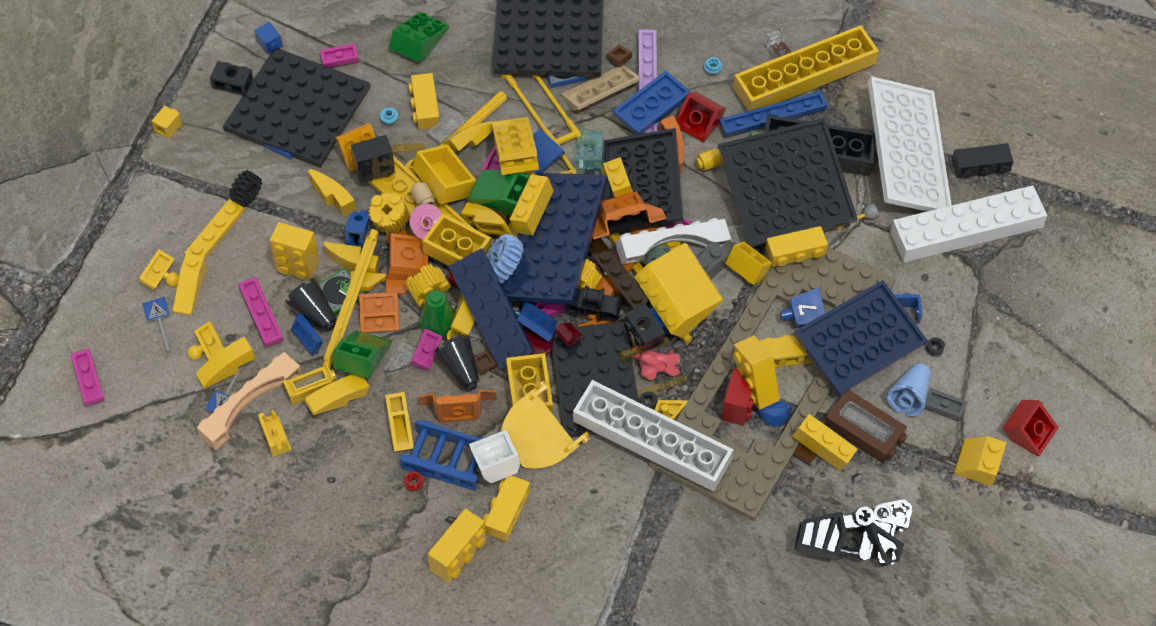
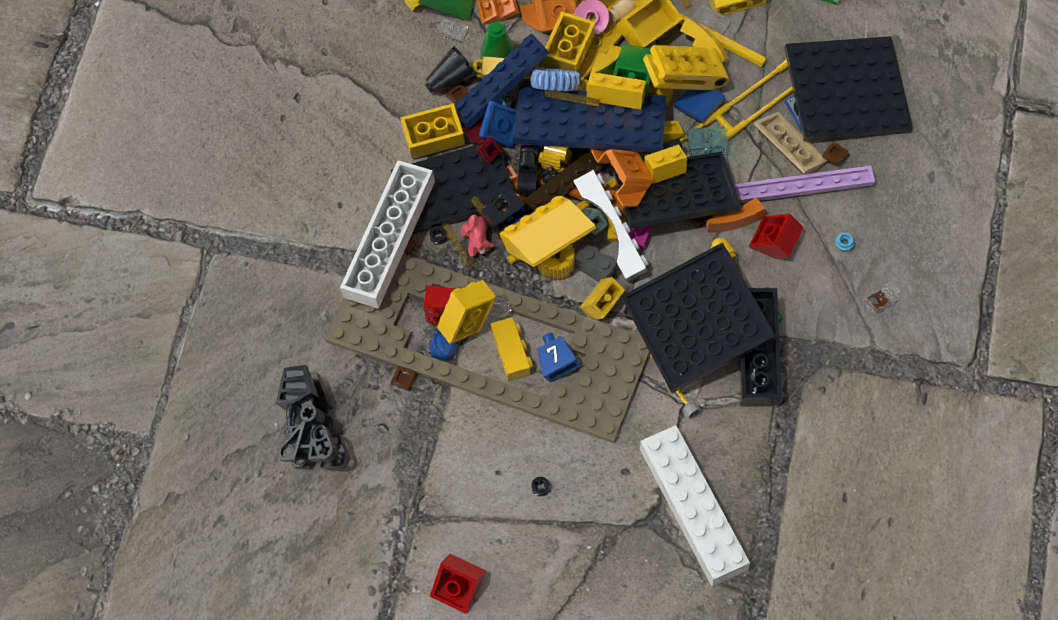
camera: 85 degrees right, 5 degrees up
(399, 422) = (385, 38): yellow slope -> none
(413, 476) = (328, 56): red plate -> none
(424, 352) = (466, 45): dark pink plate -> none
(426, 281) = (522, 27): yellow brick -> none
(437, 471) = (342, 69): blue fence -> none
(457, 408) = (407, 91): orange piece -> none
(457, 546) = (262, 99): yellow brick -> none
(496, 456) = (348, 109): white brick -> none
(506, 507) = (309, 134): yellow brick -> none
(530, 243) = (571, 97): none -> clear yellow bar
(537, 433) = (383, 142): yellow piece -> none
(606, 284) = (547, 174): none -> black bush
(651, 103) = (775, 186): blue plate -> none
(670, 408) = (429, 252): yellow piece -> none
(757, 118) = (796, 305): blue plate -> none
(796, 246) = (625, 337): yellow brick -> none
(806, 69) = (857, 327): yellow brick -> none
(824, 442) = (407, 387): yellow brick -> none
(860, 337) = (530, 408): dark blue plate -> none
(866, 426) = (435, 427): reddish brown piece -> none
(909, 145) = (776, 434): white plate -> none
(910, 391) = (483, 464): light blue cone -> none
(911, 300) = (586, 463): blue bracket -> none
(945, 404) = (472, 499): dark grey plate -> none
(980, 459) = (413, 538): yellow slope -> none
(982, 160) = (779, 514): black brick -> none

